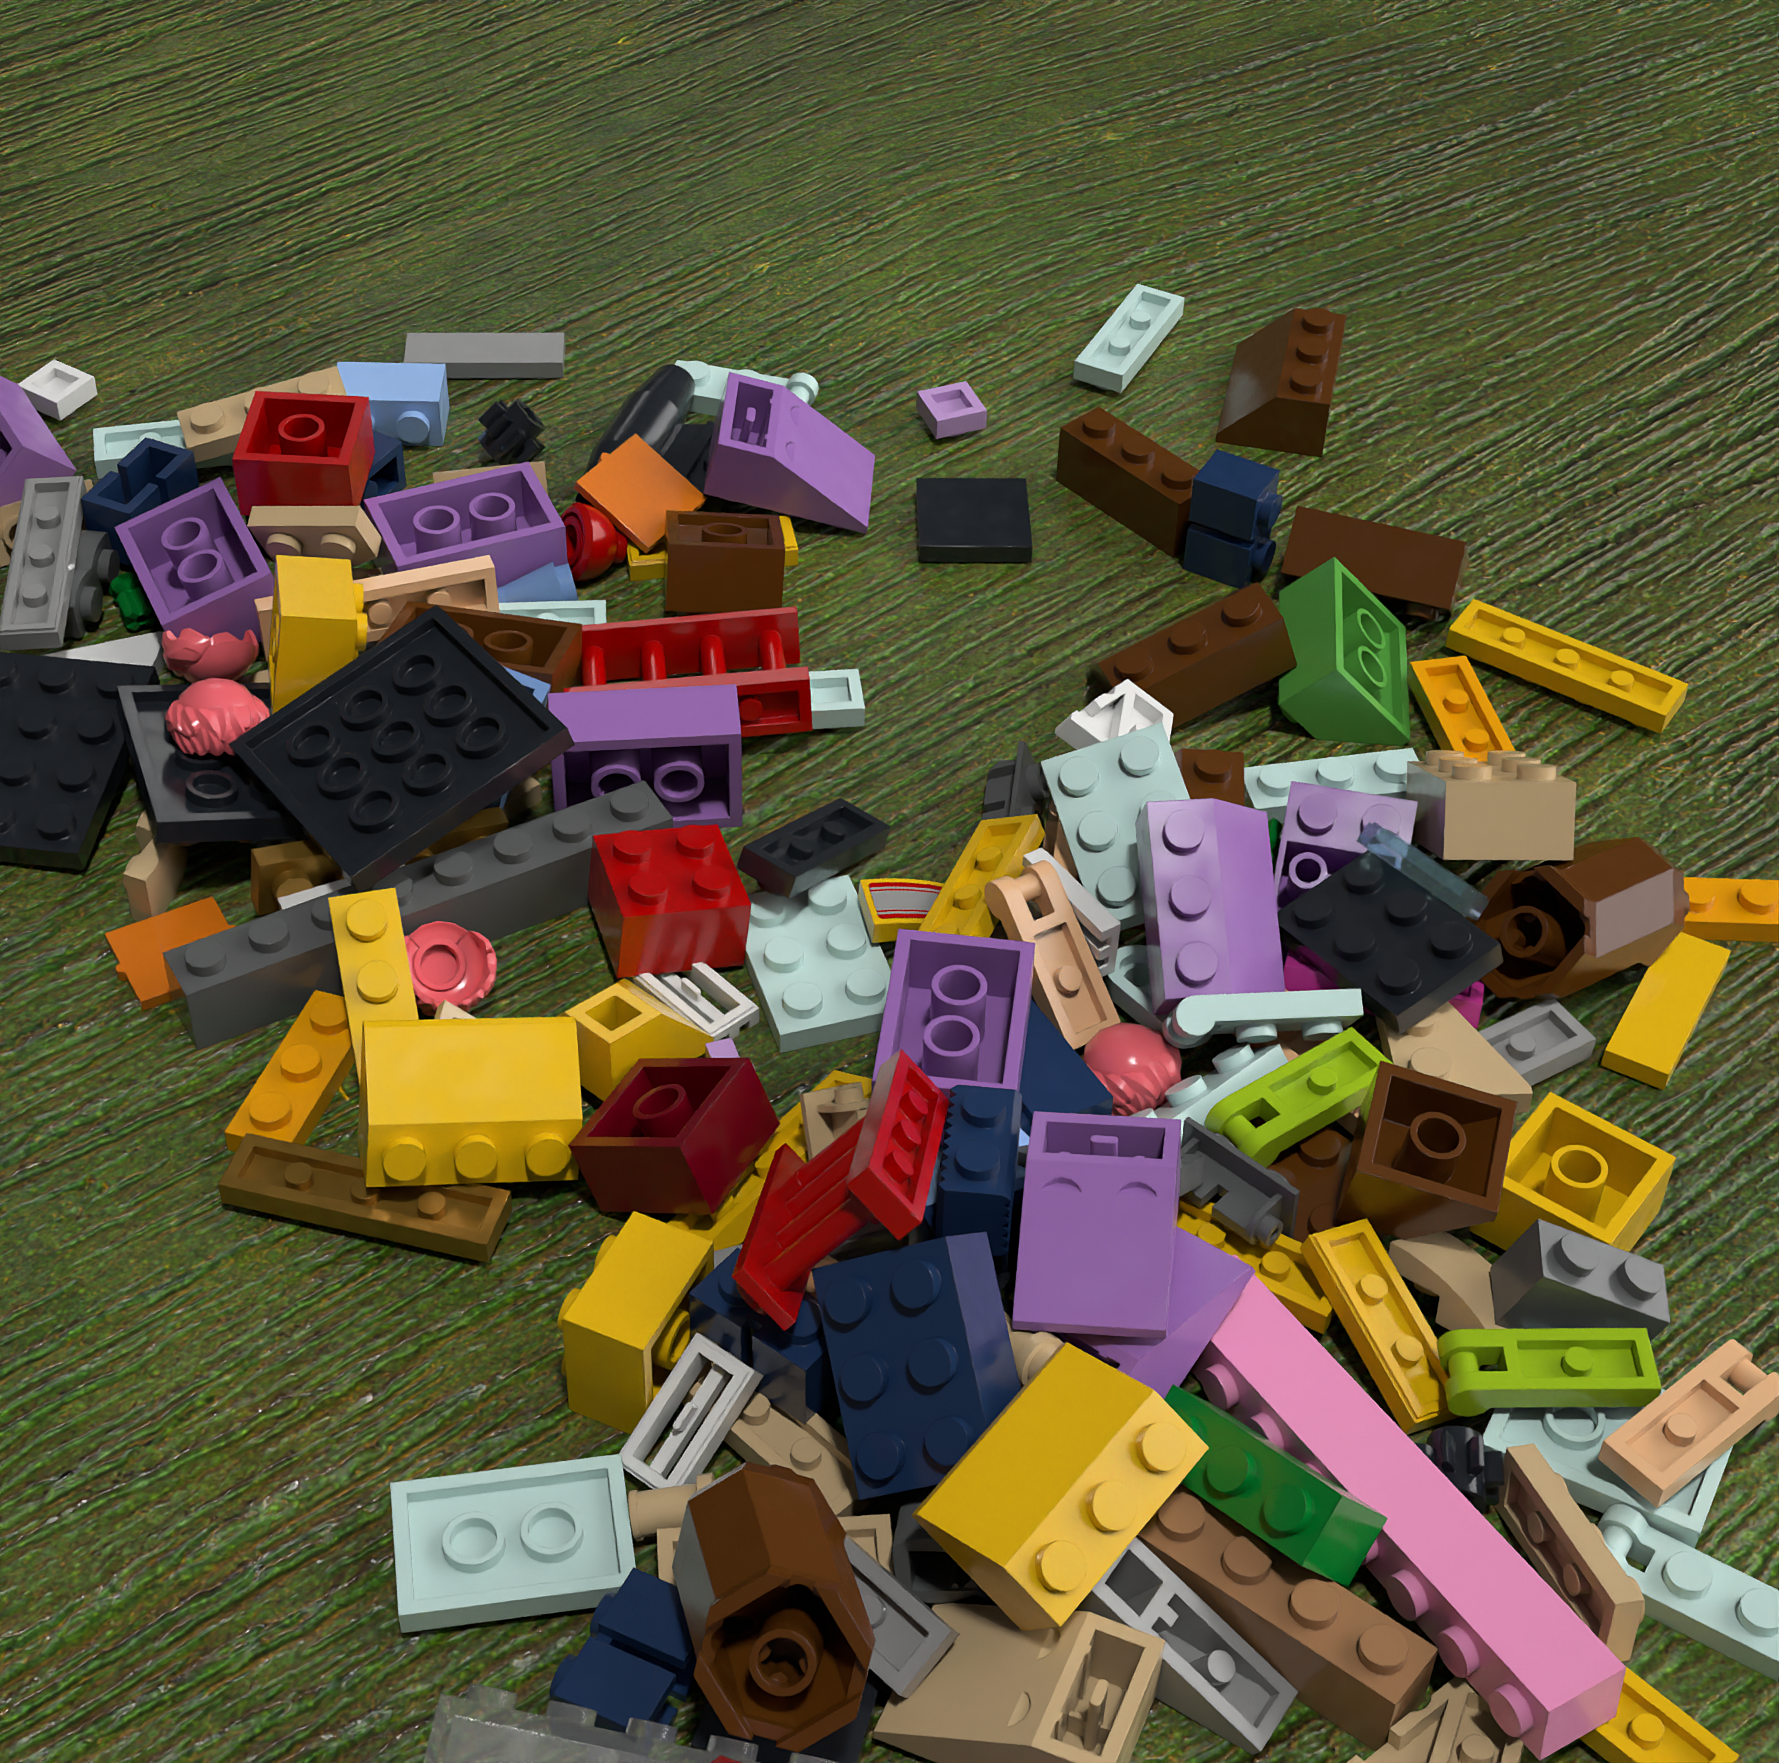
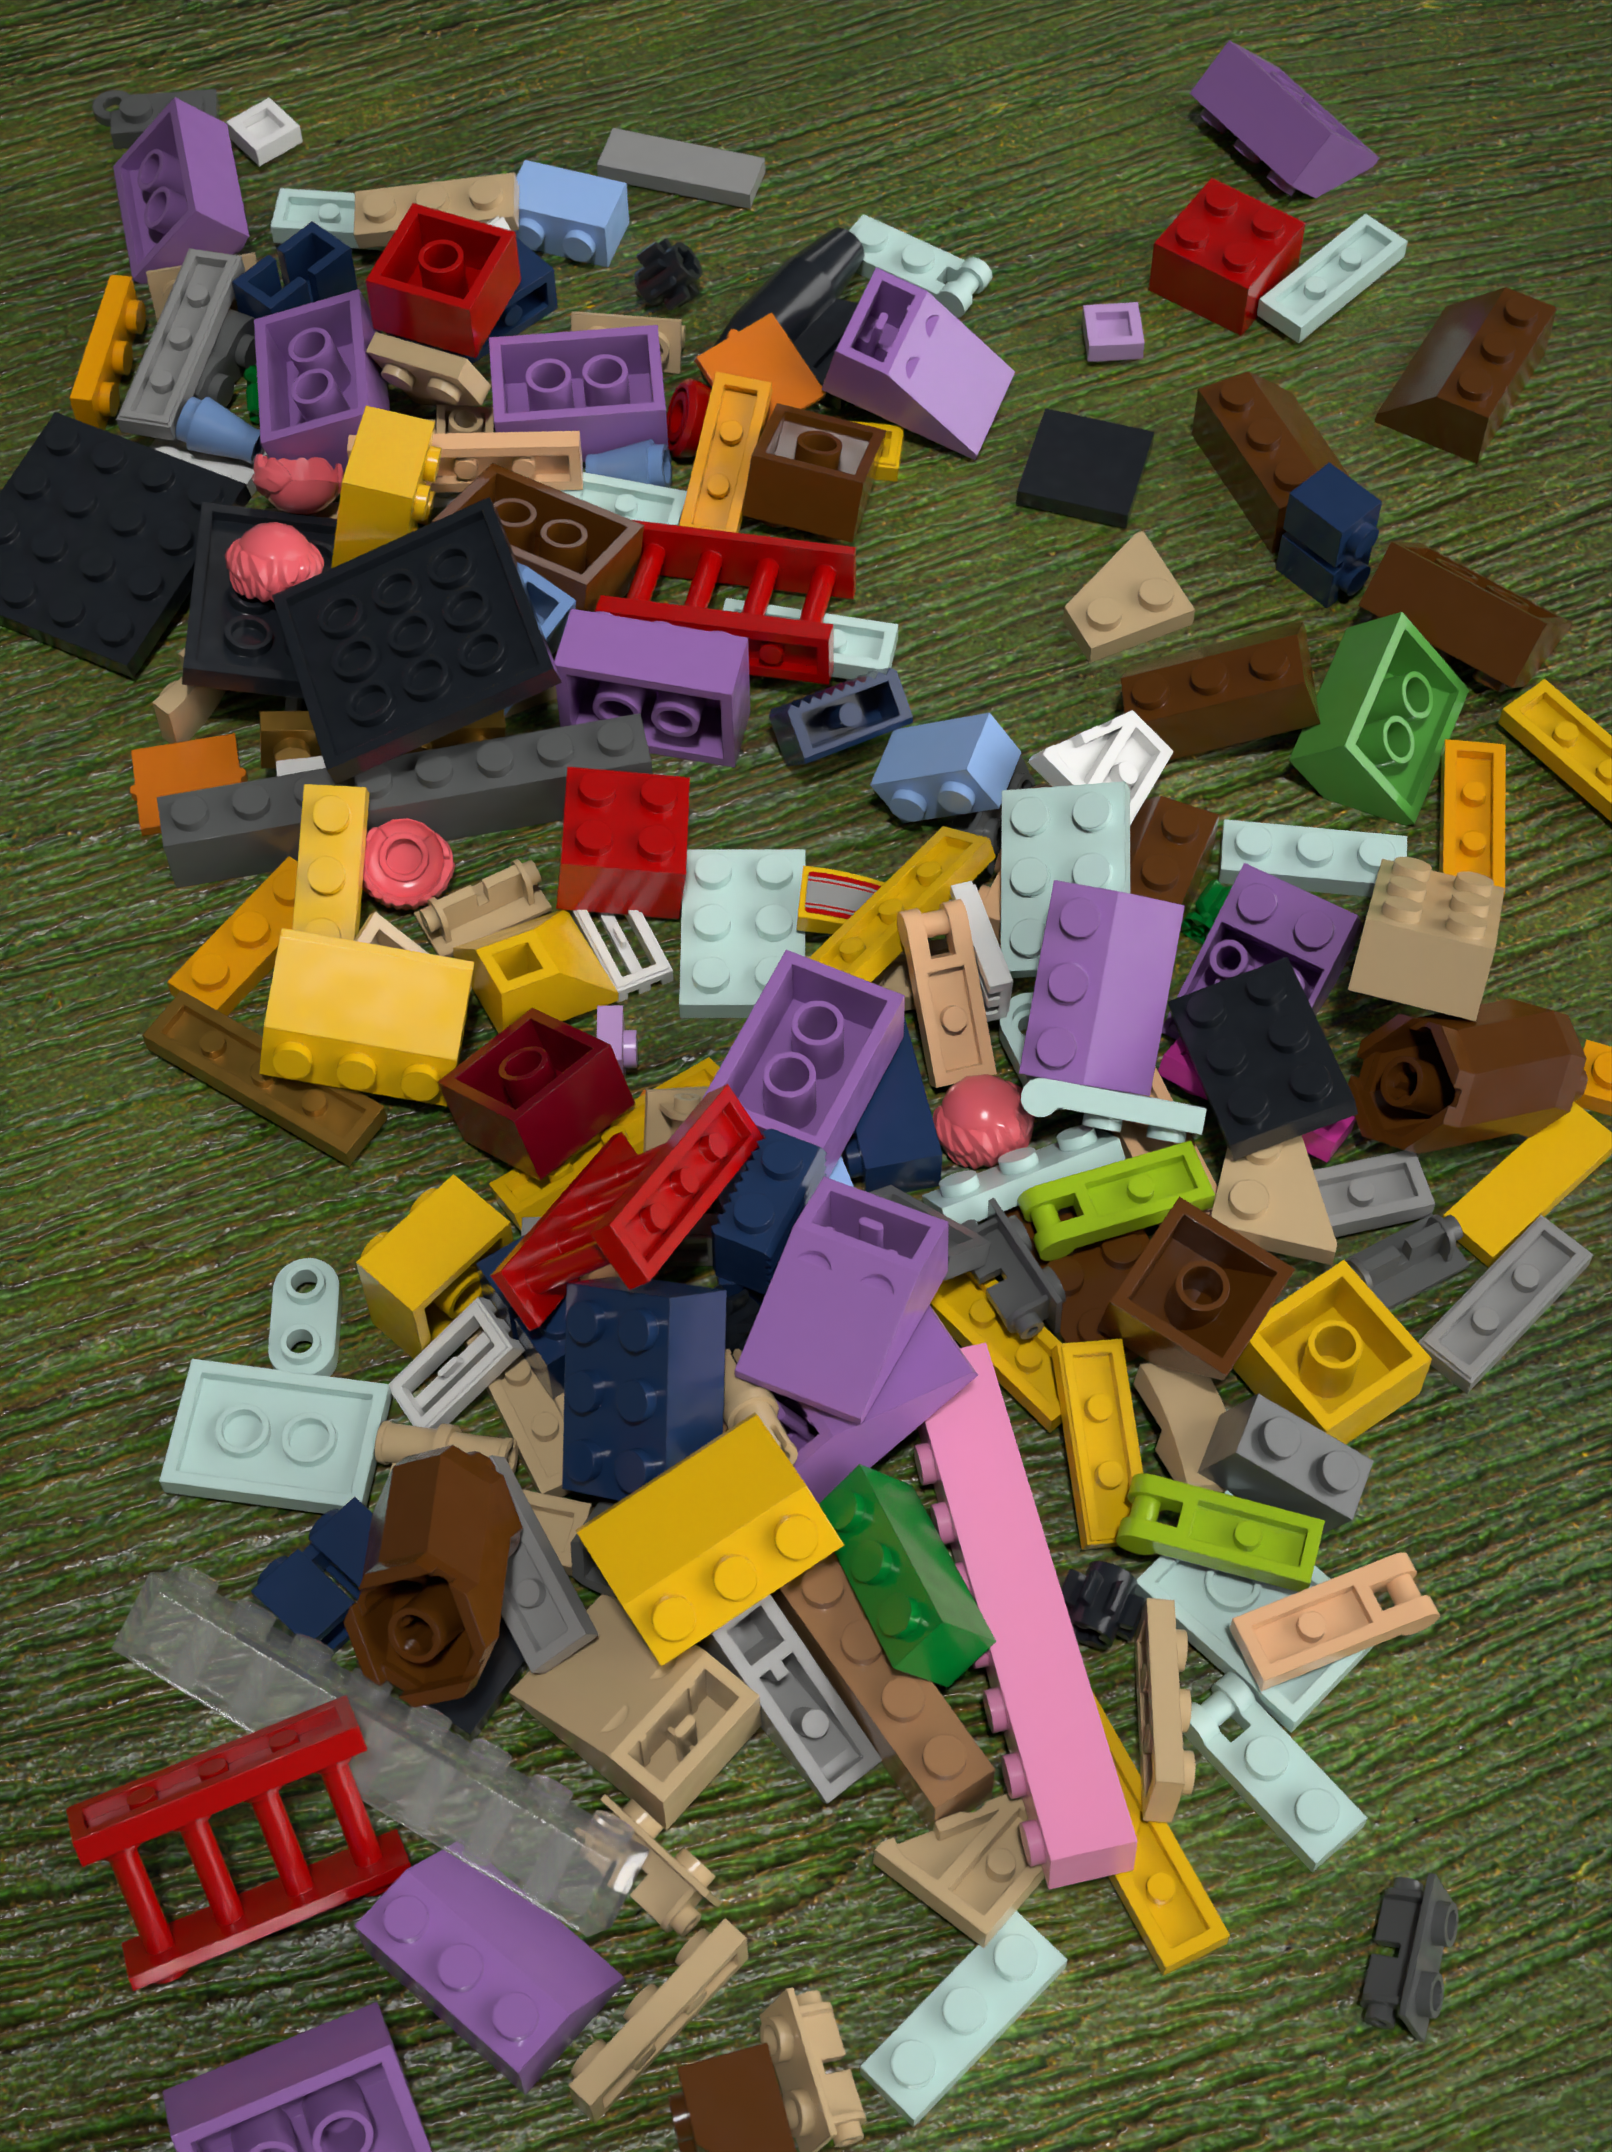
camera: 20 degrees right, 15 degrees up
(105, 631) = (217, 431): none -> medium blue cone
(496, 1415) = (306, 1317): none -> light aqua plate
(552, 987) = (485, 908): none -> tan hinge
(634, 553) = (724, 452): none -> light orange plate
(812, 848) = (775, 819): black plate -> none
(838, 750) = (840, 716): none -> dark blue brick
(964, 770) = (946, 768): none -> light blue brick
(1028, 230) = (1279, 124): none -> medium lavender slope
(1028, 334) = (1225, 255): none -> red brick
(1063, 617) = (1127, 602): none -> tan wing
(1423, 870) = (1325, 995): clear light blue tile -> none
(1603, 1083) = (1411, 1259): none -> dark grey hinge
(1700, 1110) = (1504, 1303): none -> light grey tile

